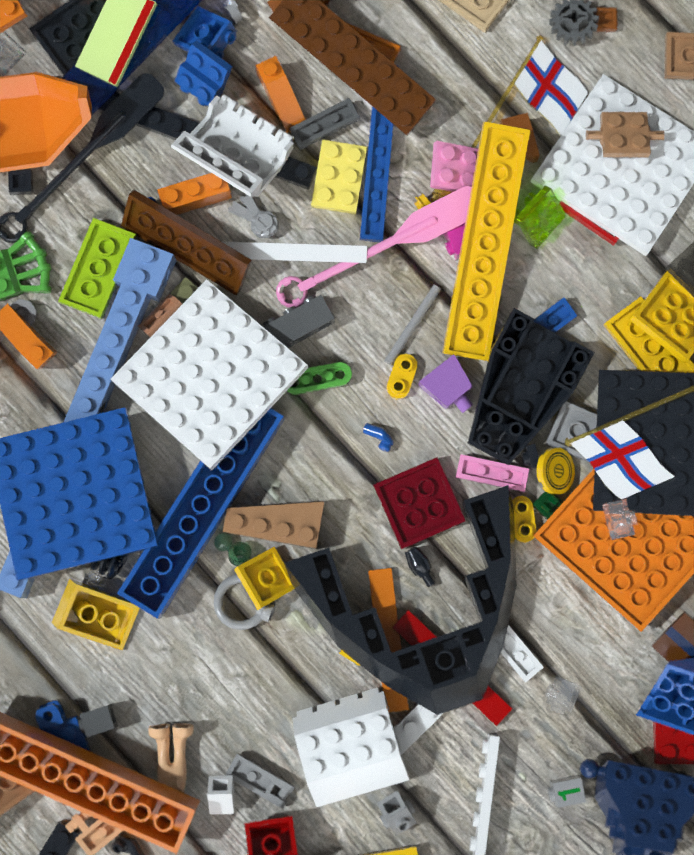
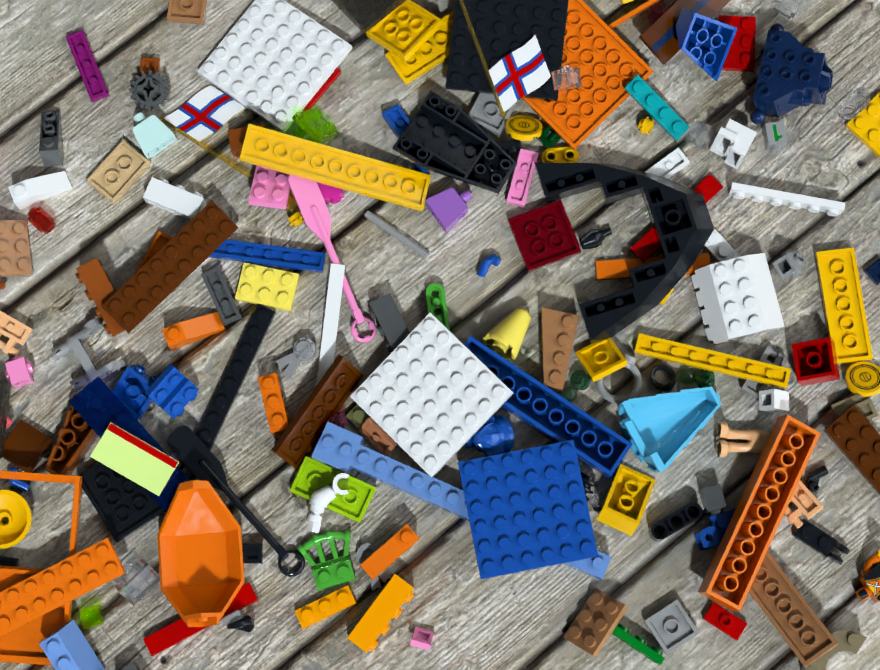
camera: 85 degrees left, 5 degrees down
(79, 682) = (682, 515): none -> black beam
(81, 253) = (320, 500): none -> white piece
(163, 452) = (493, 437): none -> blue helmet
(180, 271) = (340, 419): none -> clear pink plate
(185, 662) = (666, 423): none -> medium azure cone
(236, 147) = (240, 363): white slope -> none
(237, 651) = (668, 387): none -> black piece
(250, 687) = (702, 378): none -> clear green plate
(268, 717) = (712, 361): none -> yellow plate
(292, 465) = (509, 334): none -> light yellow cone
(401, 376) = (438, 245): yellow plate -> none
(440, 59) = (173, 198): none -> white brick
(518, 27) = (152, 134): none -> light aqua torso
(552, 738) = (733, 142): none -> white plate
(570, 625) = (646, 125): none -> yellow plate
(593, 637) = (656, 107): none -> teal plate
(624, 134) = (252, 55): medium nougat plate -> none

